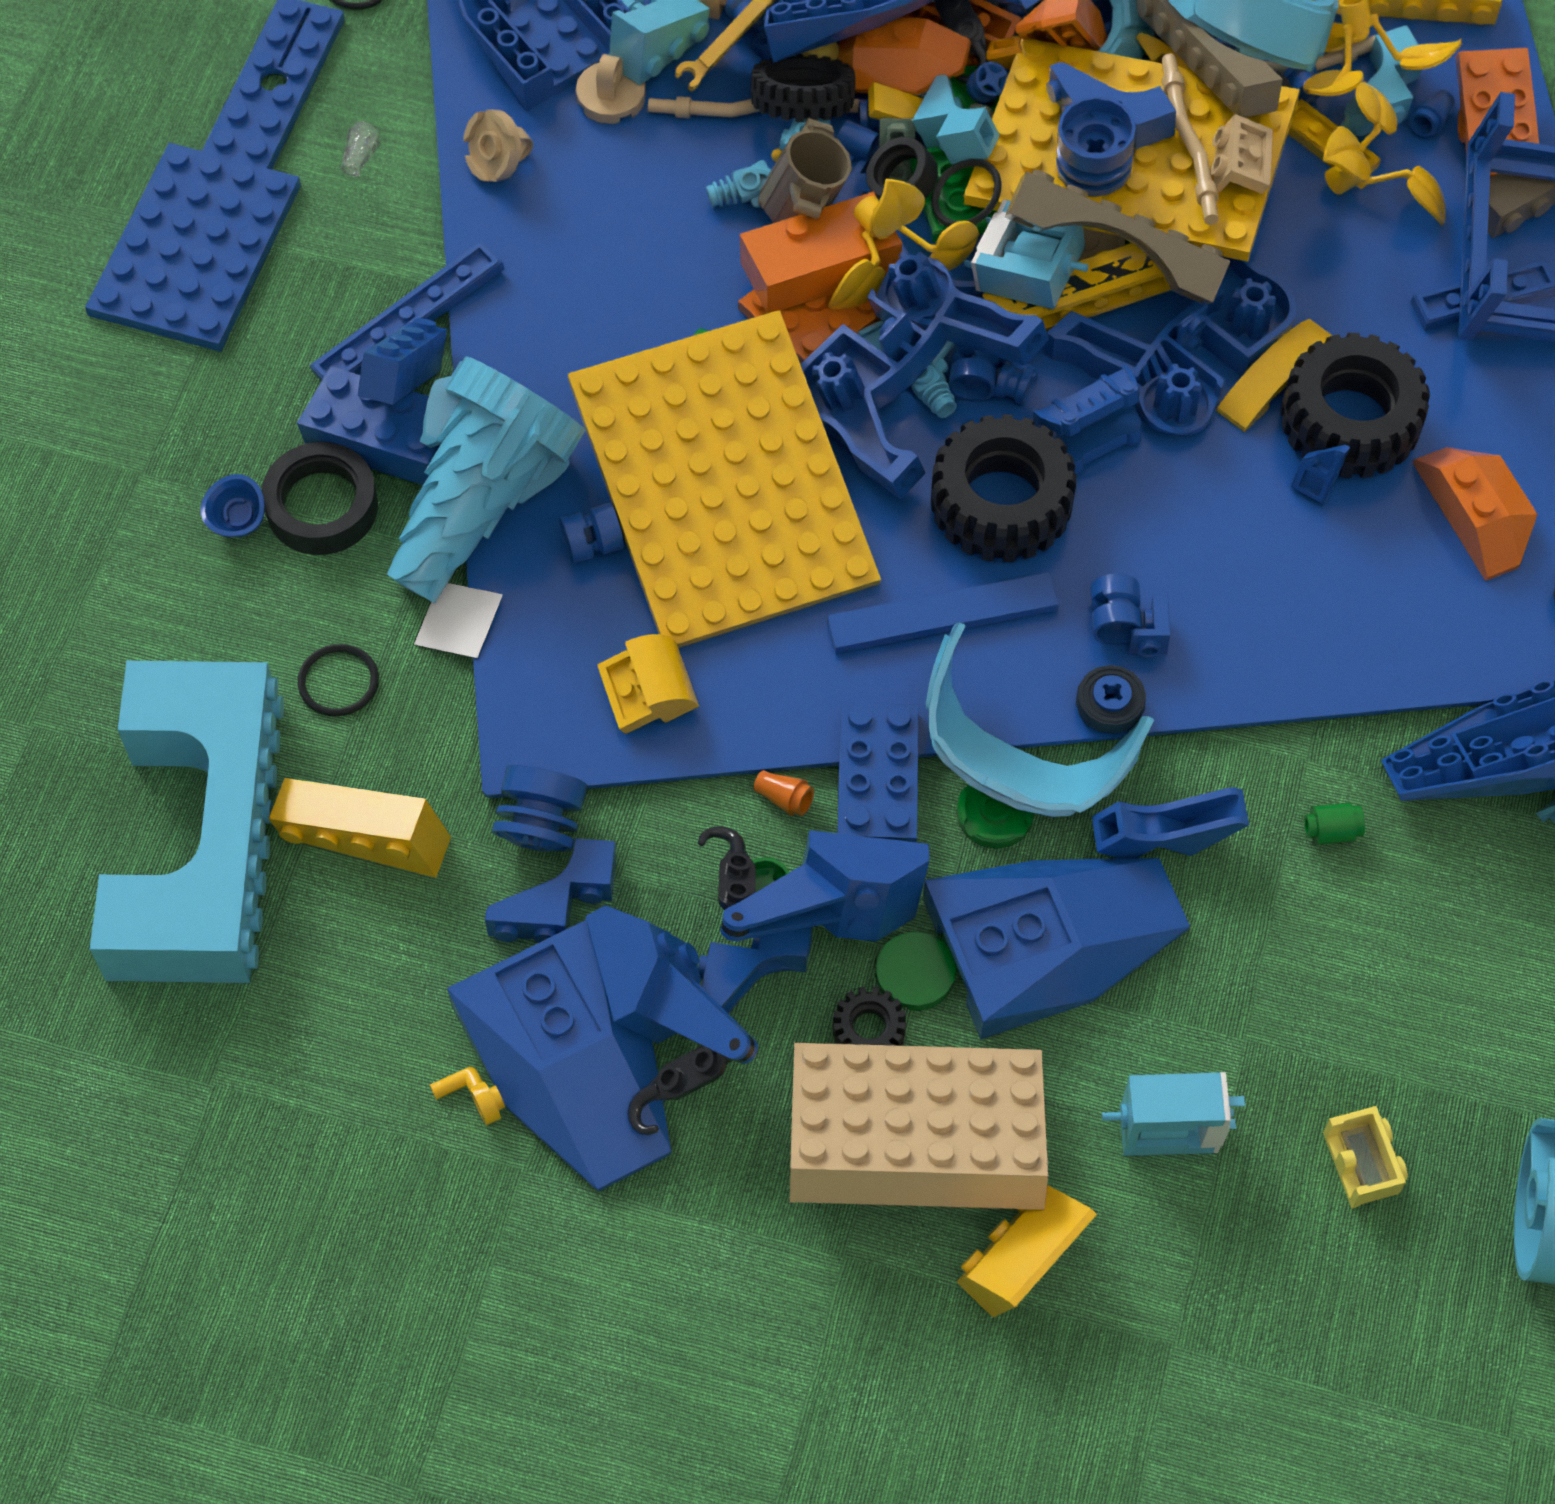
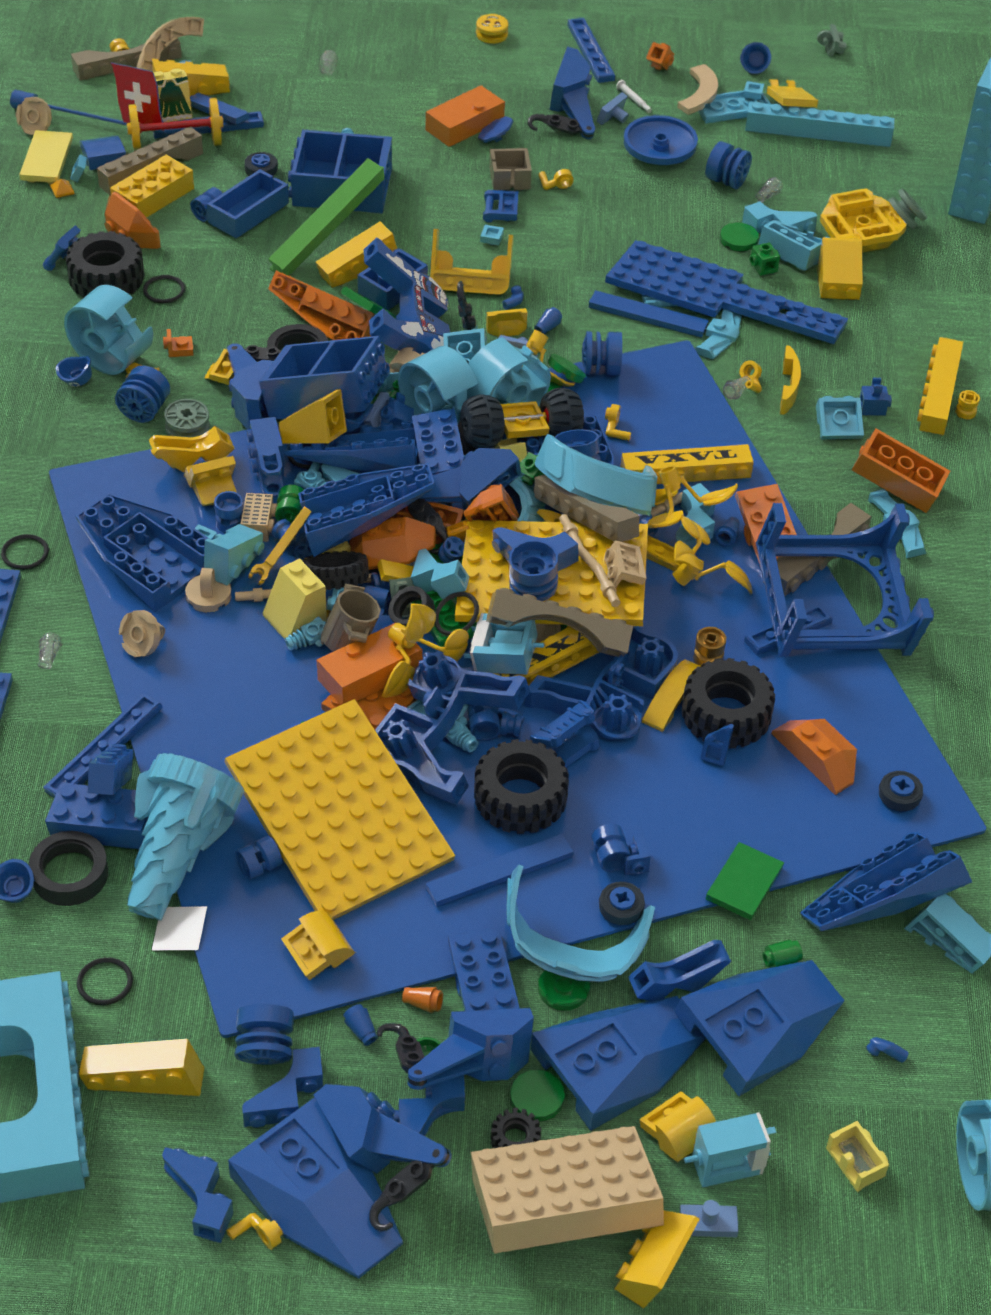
camera: 15 degrees left, 15 degrees down
(407, 1004) = (198, 1179): none -> blue arch
(684, 813) = (360, 1024): none -> blue cone
(732, 127) = (295, 599): none -> light yellow slope
(1106, 1054) = (677, 1124): none -> yellow brick
(1122, 1208) = (714, 1219): none -> medium blue tile
(1276, 919) = (761, 1019): none -> blue wedge
(1307, 696) = (744, 881): none -> green tile
(1350, 306) = (709, 645): none -> pearl gold wheel
(1460, 1002) = (891, 1049): none -> blue arm

